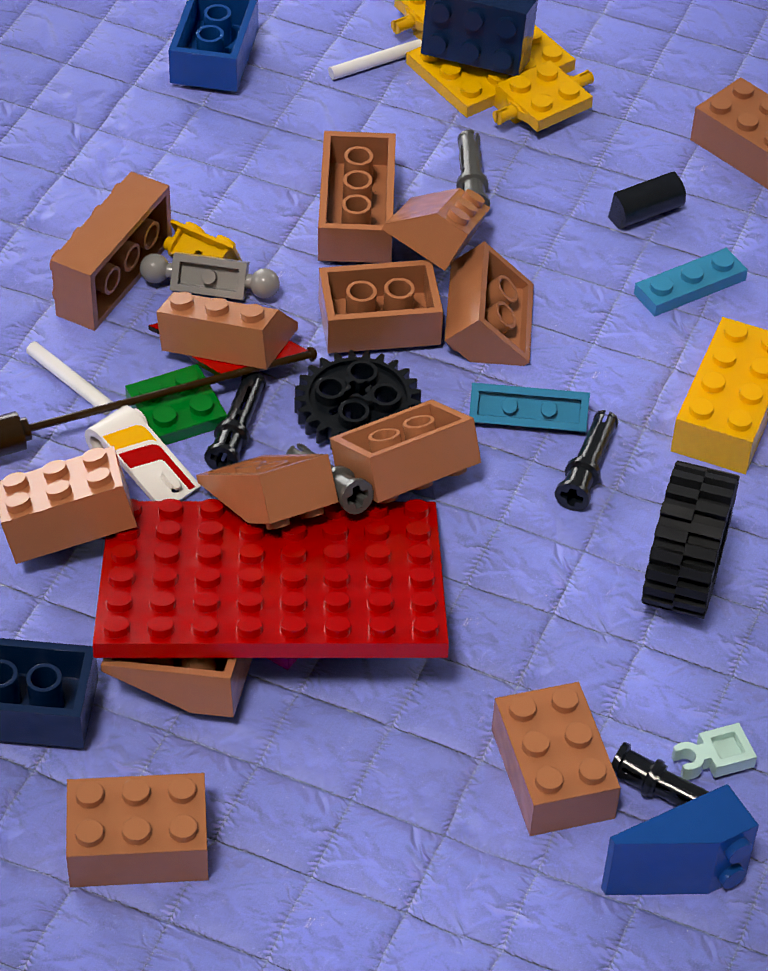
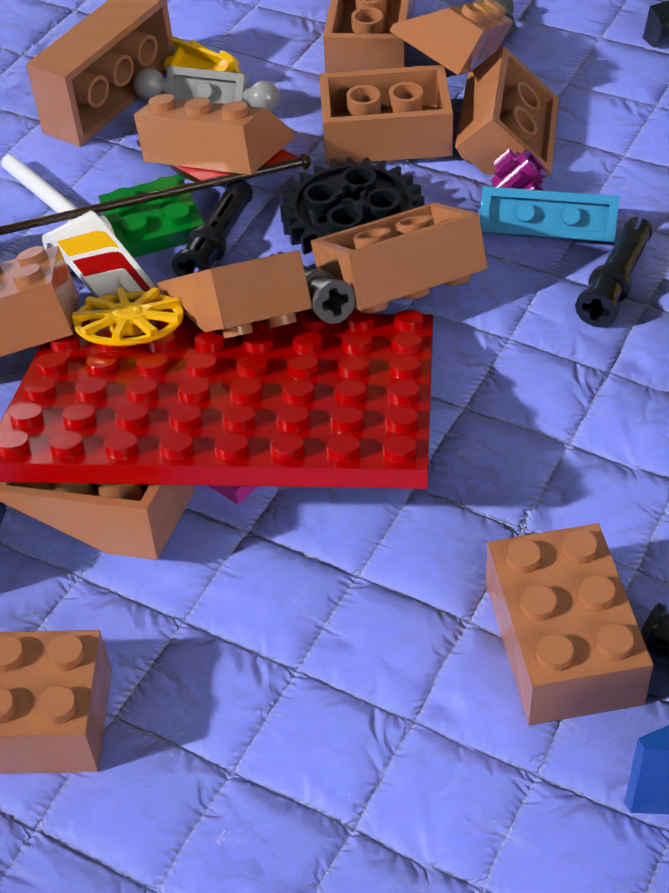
camera: 10 degrees right, 0 degrees up
(180, 510) = (128, 317): none -> yellow wheel
(502, 367) = (518, 171): none -> magenta gear

